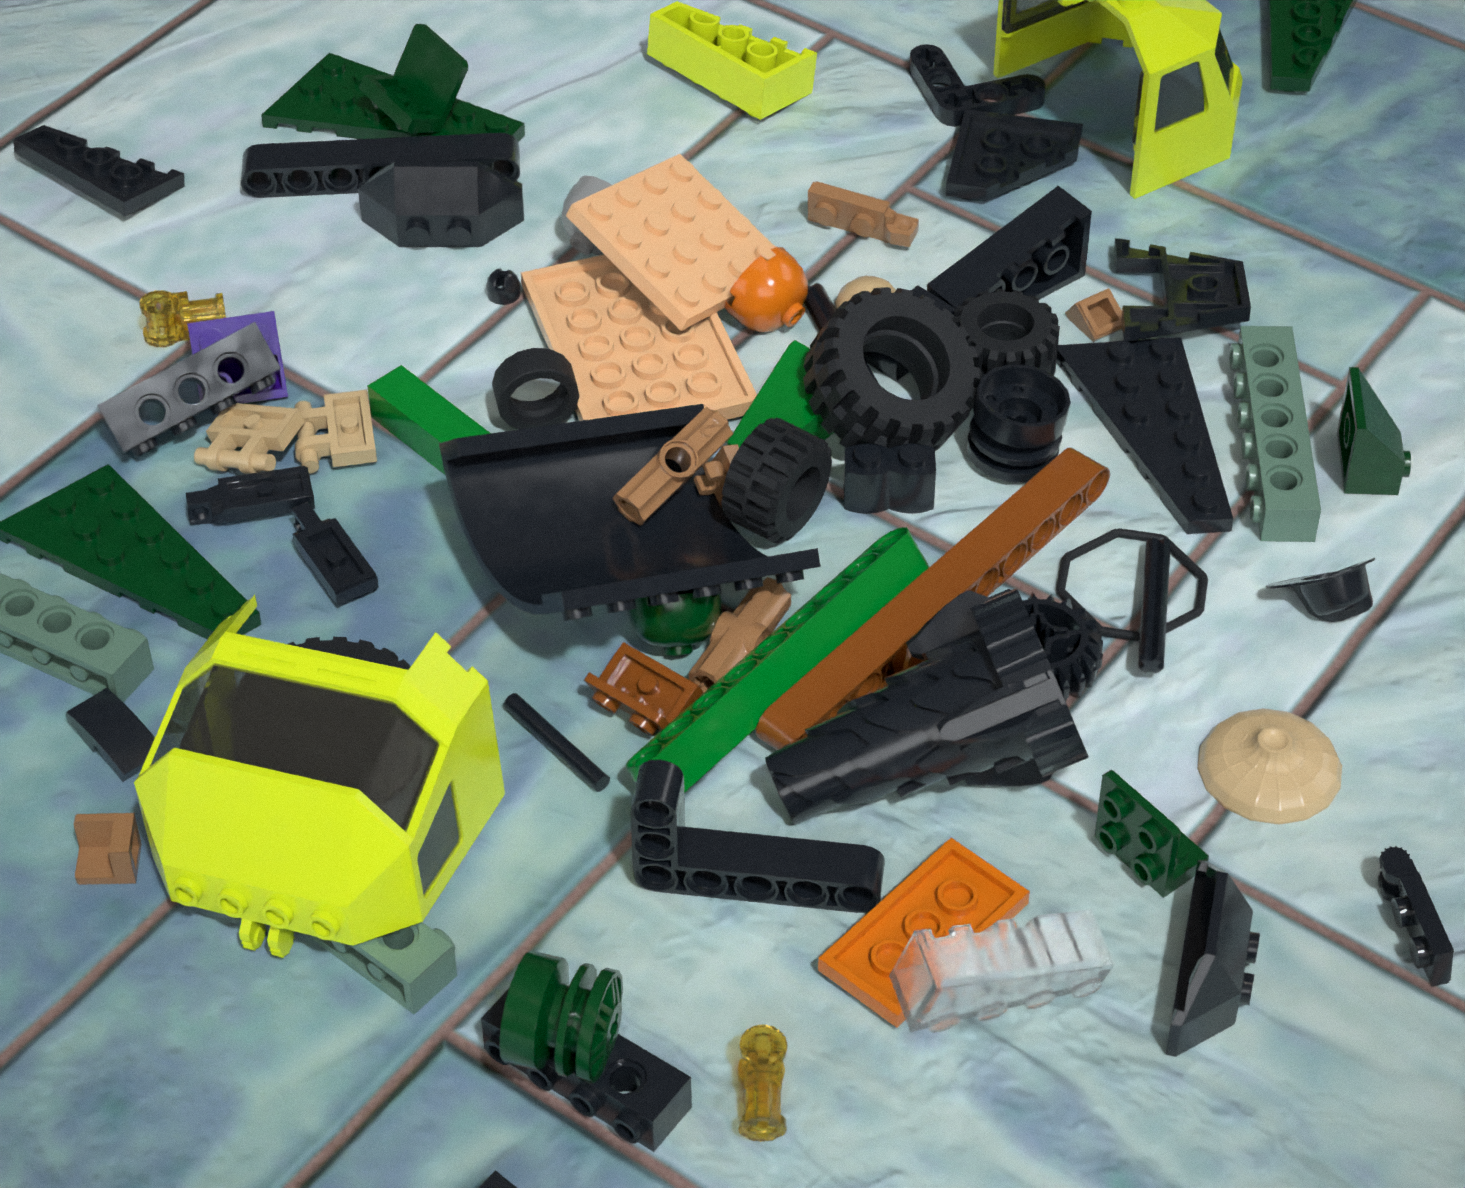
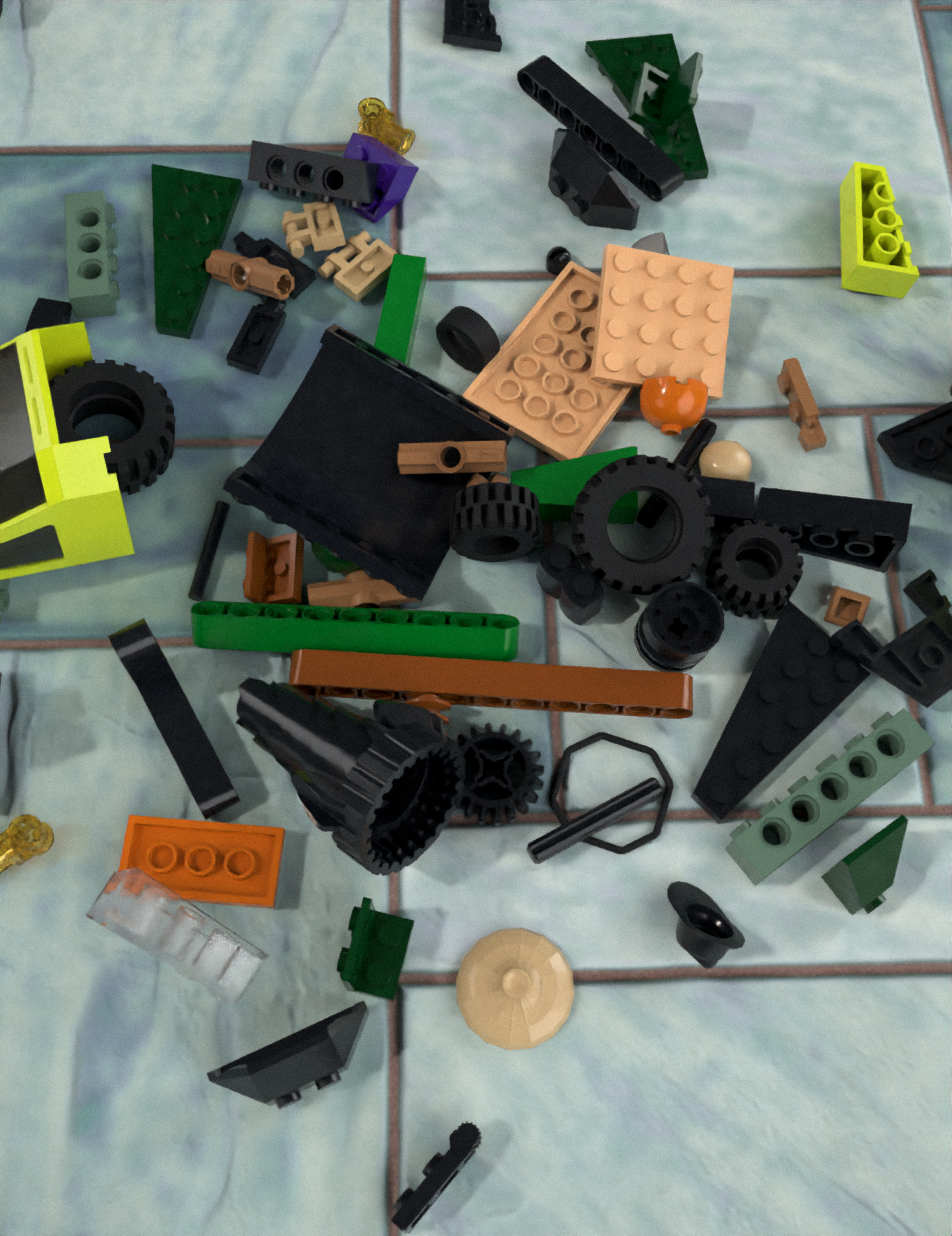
camera: 50 degrees right, 20 degrees up
(233, 524) = (250, 274): none -> medium nougat piece

